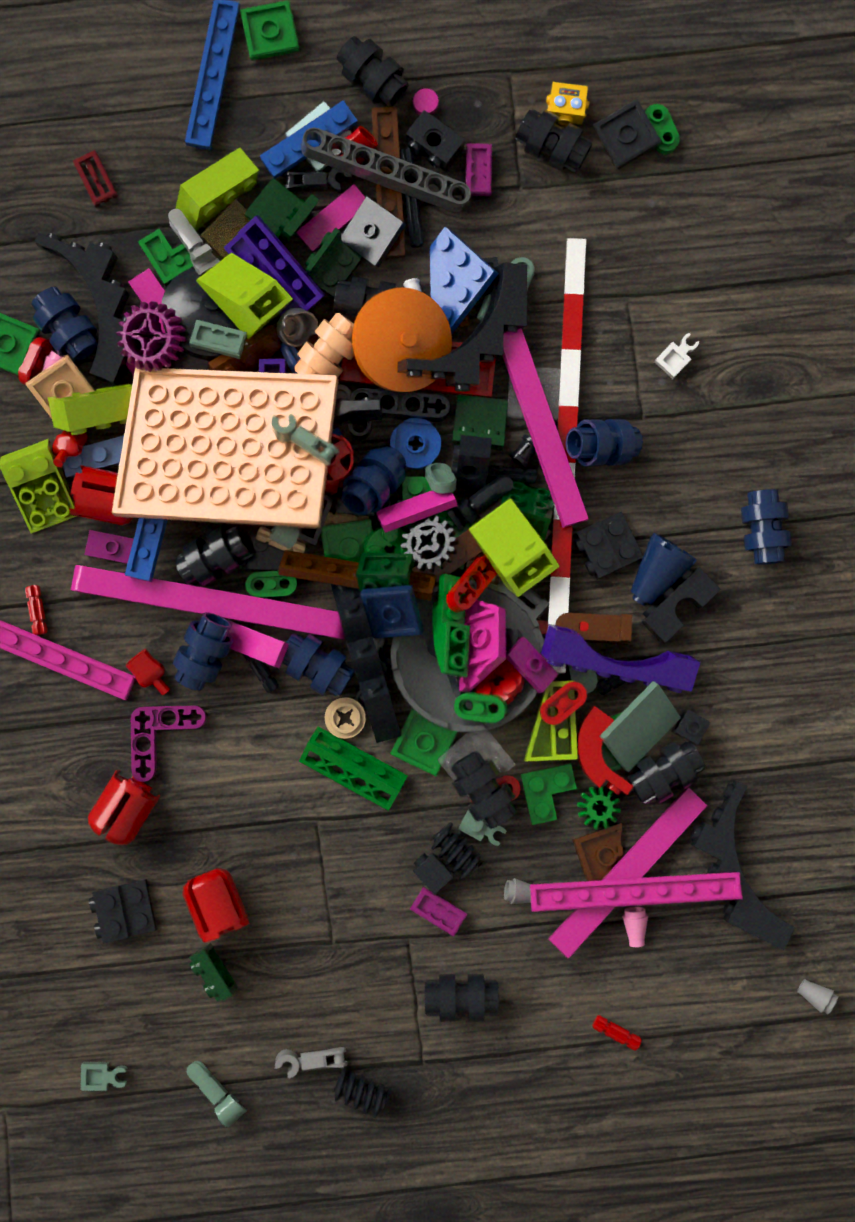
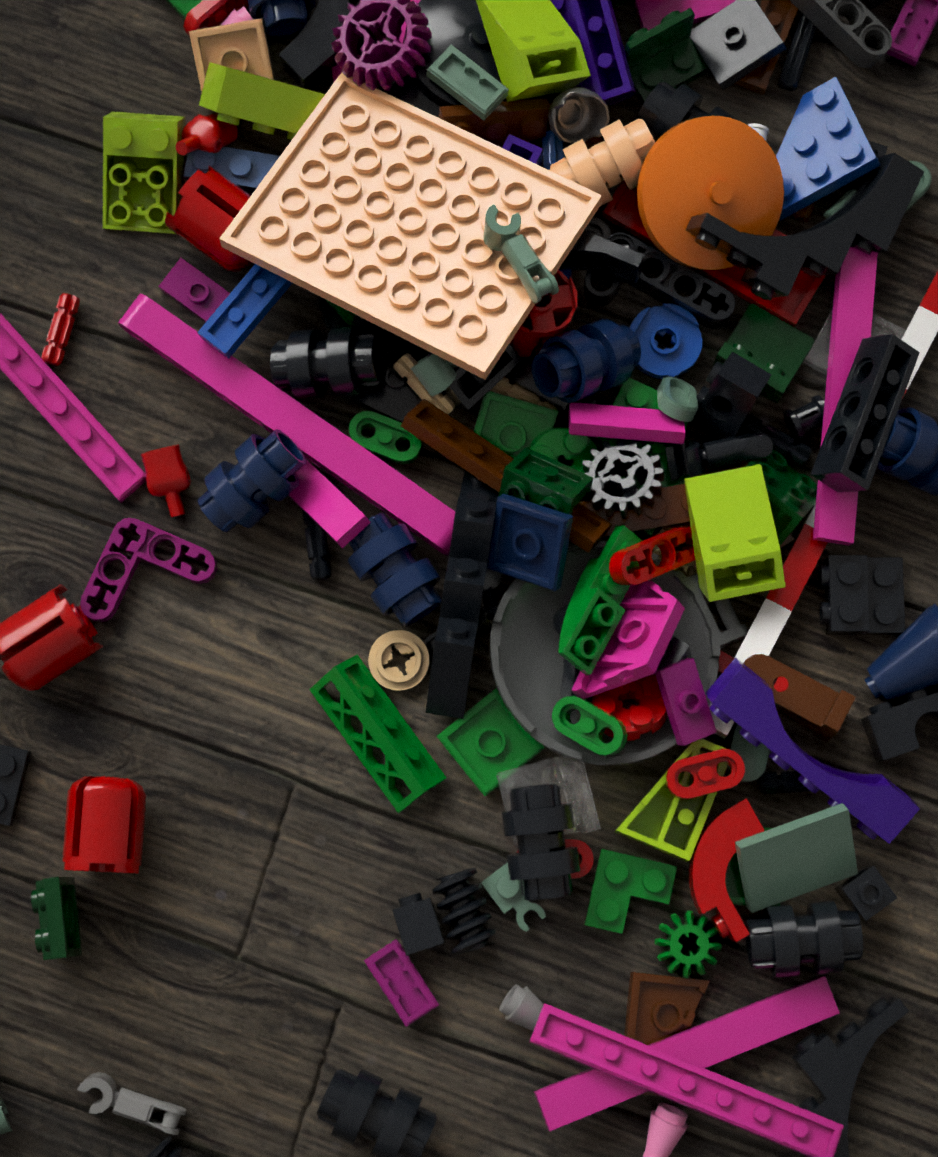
camera: 30 degrees right, 5 degrees down
(559, 437) = (865, 413): none -> black brick

